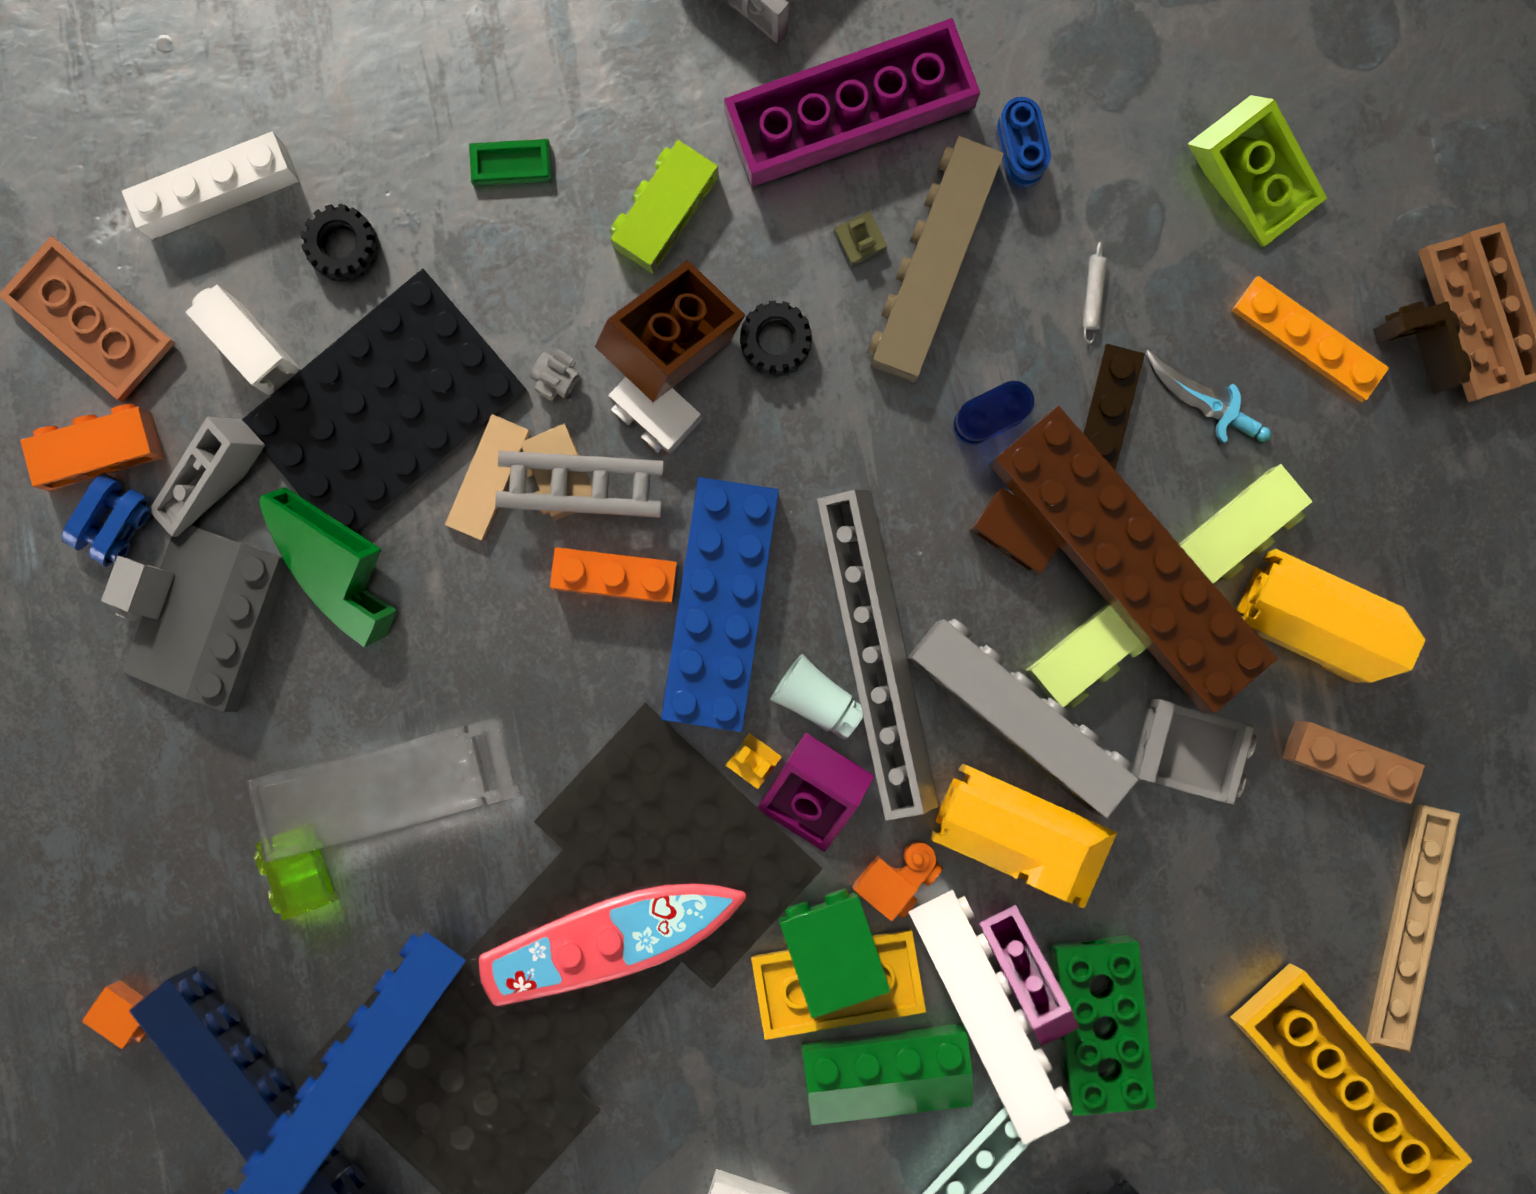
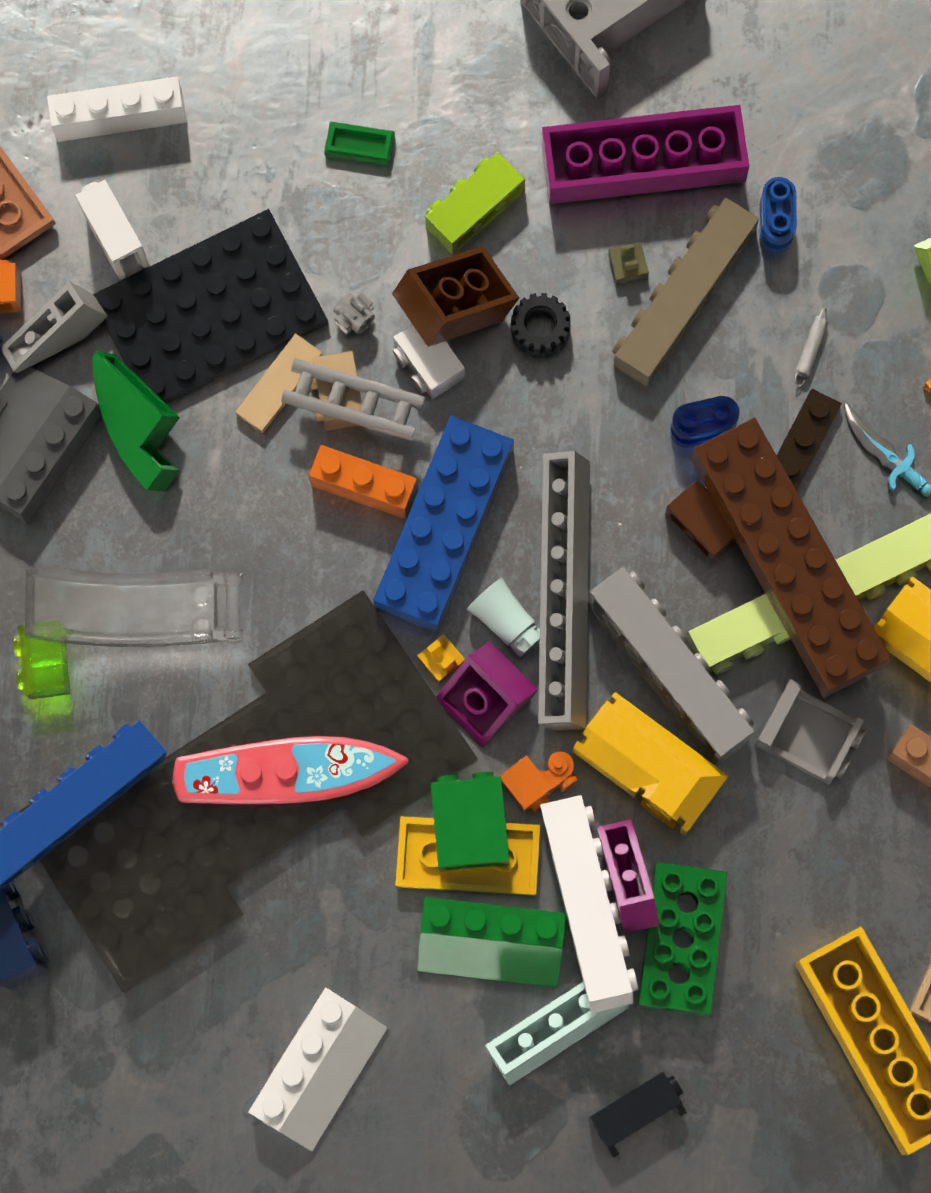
camera: 20 degrees right, 10 degrees down
(323, 225) = (202, 157): black tyre -> none

